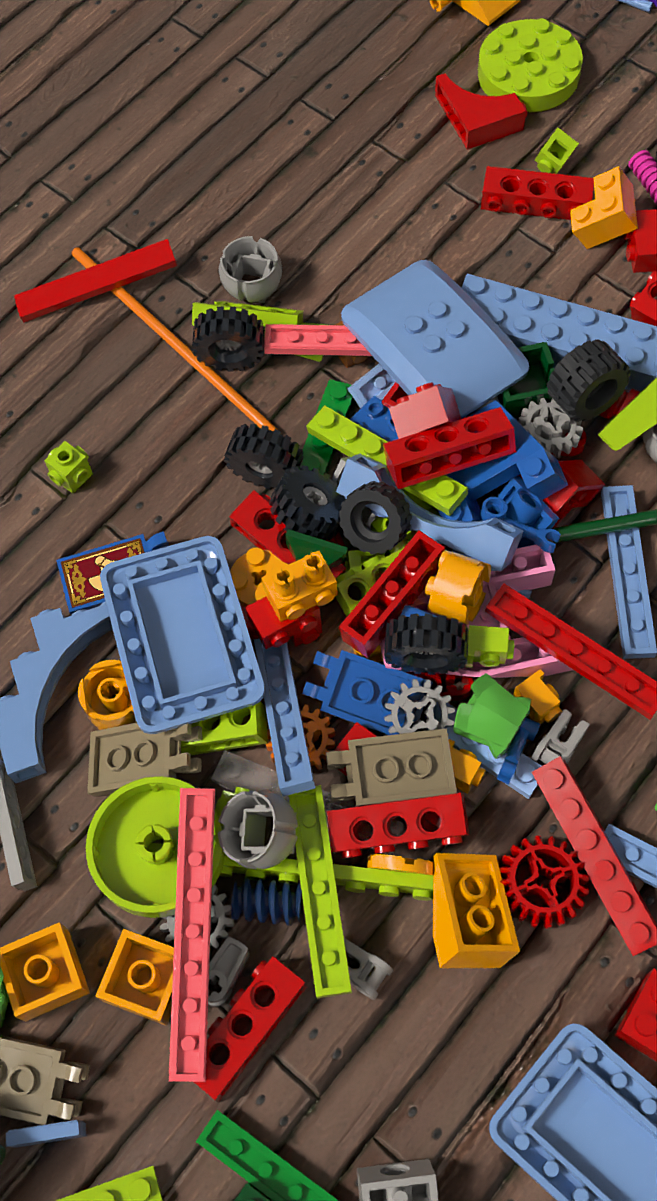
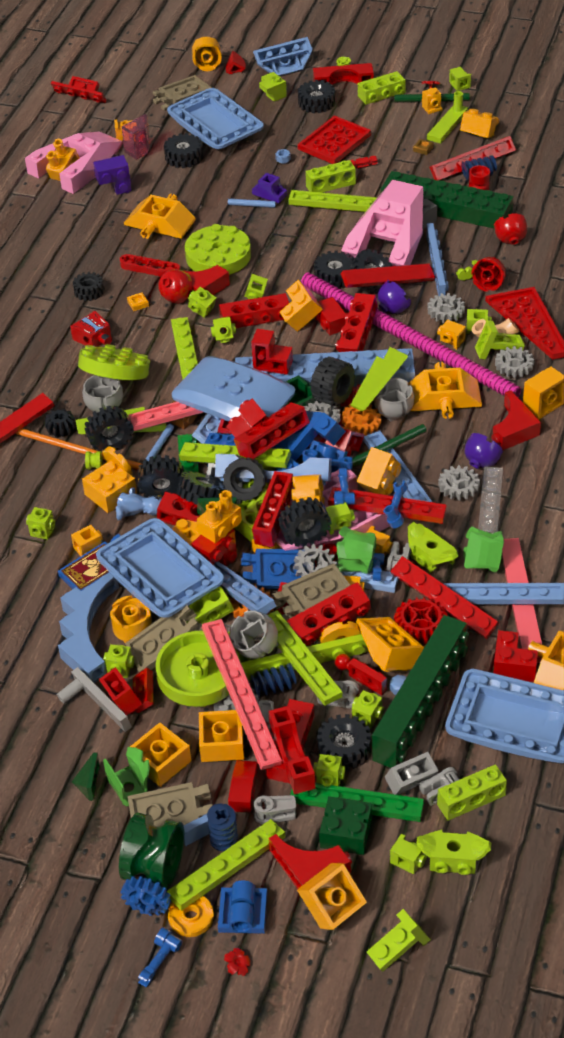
camera: 25 degrees left, 20 degrees down
(36, 829) = (120, 691): none -> red brick
(54, 1156) = (222, 826): none -> dark blue piece
(64, 764) = (119, 657): none -> lime brick
(72, 839) = (144, 688): none -> red plate
(118, 522) = (86, 539): none -> light orange brick
(137, 1083) = (243, 786): none -> red slope
(170, 1152) = (275, 808): none -> light grey piece
(174, 296) = (60, 422): none -> black gear
(191, 381) = (93, 460): none -> lime wheel
(191, 437) = (107, 484): none -> light orange brick
(212, 482) = (132, 504): none -> medium blue animal
(216, 402) = (109, 454): none -> light orange tile
(222, 1089) = (294, 760): none -> red arch
(274, 1135) = (329, 770): none -> lime brick
(286, 223) = (113, 362): none -> lime piece
(289, 149) = (92, 330): none -> red torso
(297, 384) = (160, 442): none -> medium blue piece
(302, 1079) = (349, 730): none -> black bush
(319, 78) = (88, 286): none -> black tyre
(378, 117) = (137, 301): none -> light orange tile
(382, 1036) = (367, 708): none -> lime brick
(398, 44) = (132, 263): none -> red beam
(409, 221) = (184, 345): none -> lime plate
(425, 968) = (362, 673): none -> red plate
(437, 110) = (175, 286): none -> red cylinder
(459, 989) = (396, 682): none -> medium blue tile
(465, 151) = (201, 301): none -> lime brick
(474, 211) = (218, 324): none -> lime brick
(478, 1032) = (419, 692): none -> dark green brick
(511, 615) = (343, 496): none -> blue brick
(512, 293) = (268, 356): none -> red brick
(574, 675) = (391, 511): none -> blue brick
(592, 576) = (379, 472): none -> light orange brick
(604, 724) = (438, 551): none -> lime piece
(606, 461) = (361, 421): none -> orange gear

